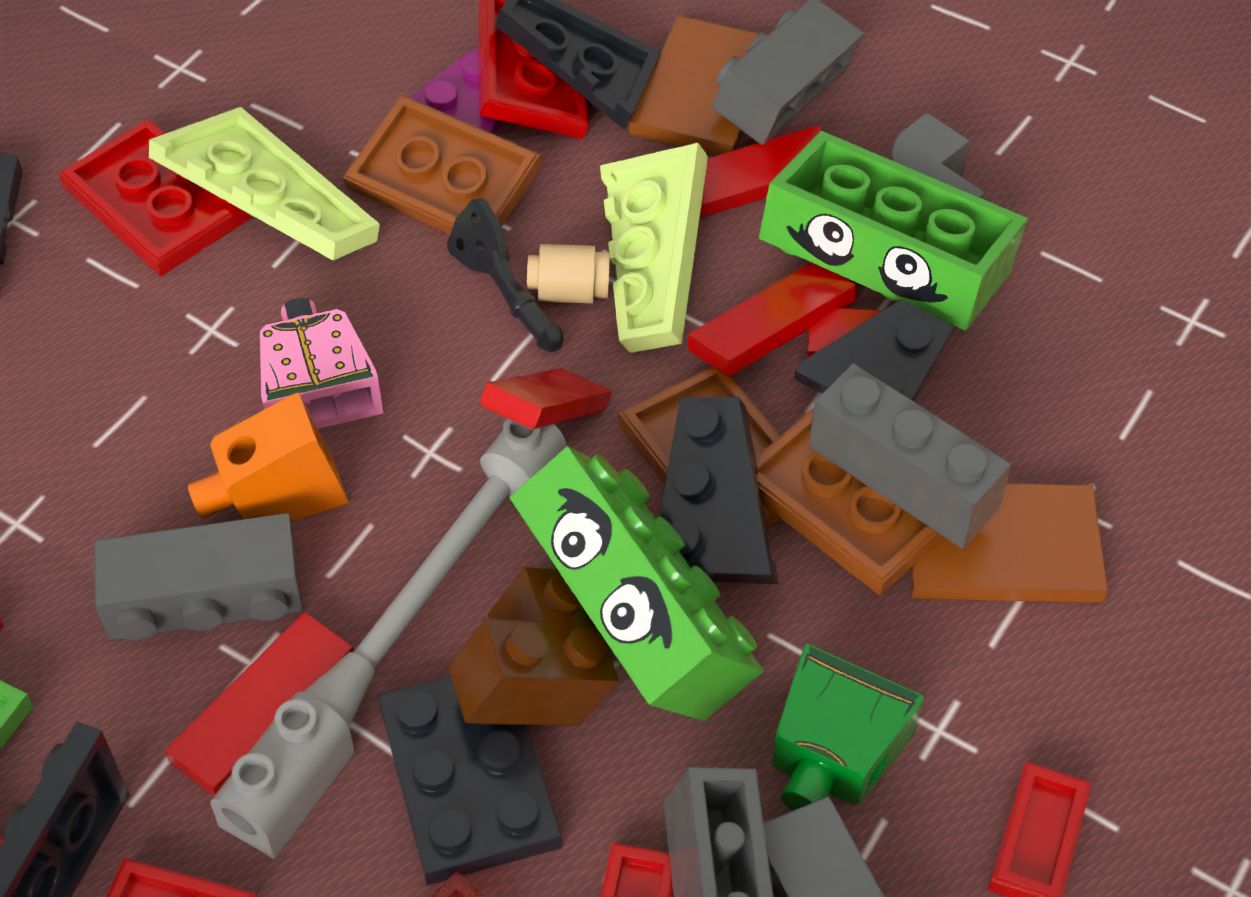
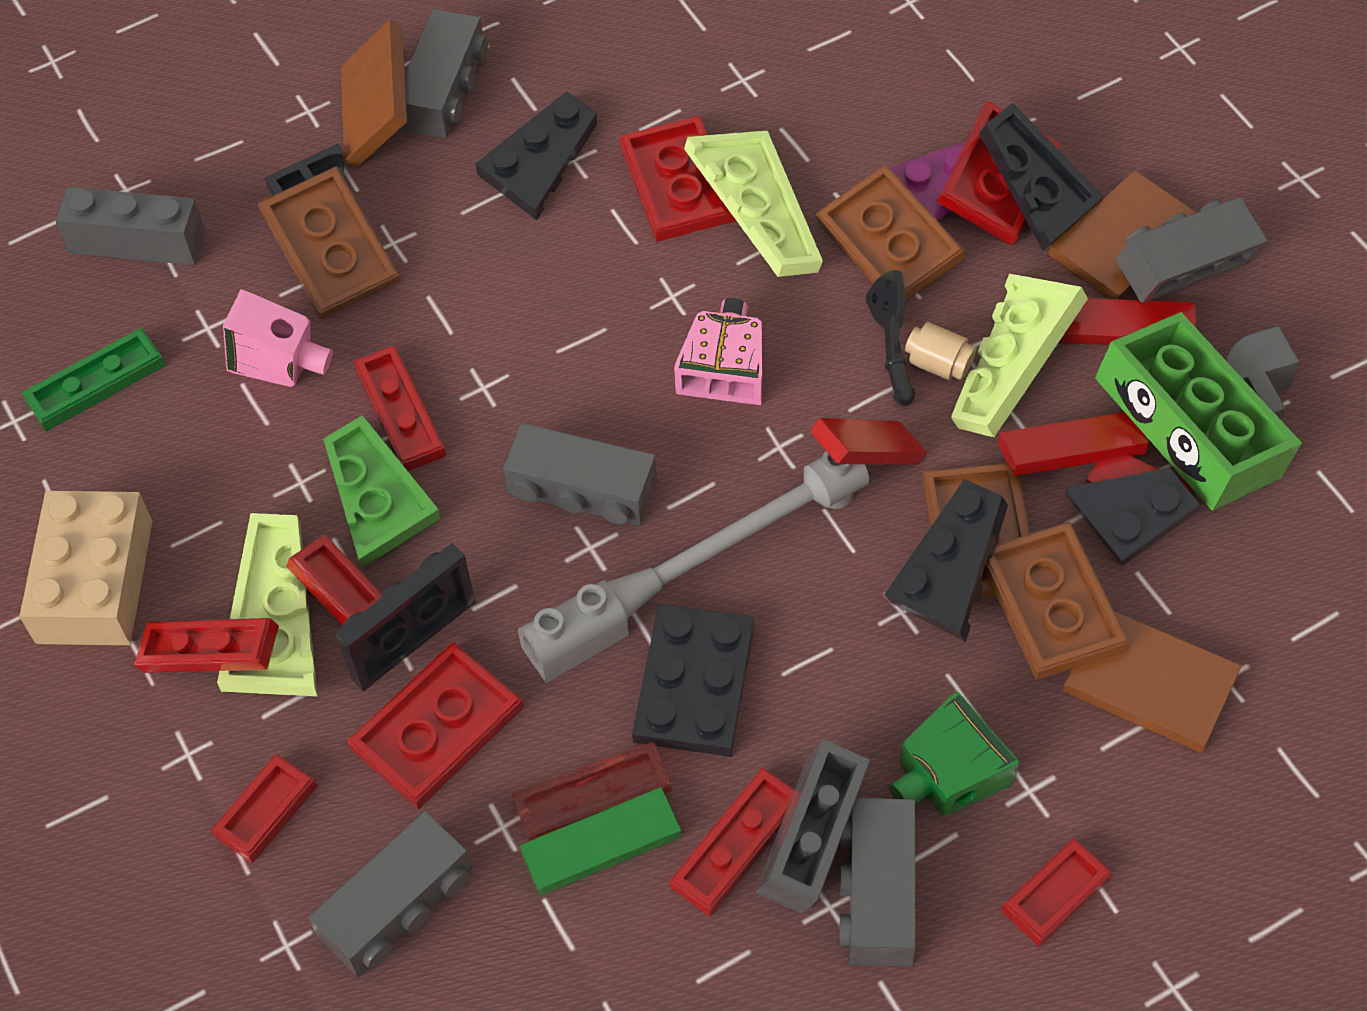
camera: 30 degrees right, 5 degrees up
(249, 705) = (564, 578): red tile -> none
(271, 467) = (661, 418): orange torso -> none
(533, 658) = (770, 626): reddish brown brick -> none
(637, 584) = (859, 602): bright green brick -> none
(908, 455) = (1100, 588): dark grey brick -> none

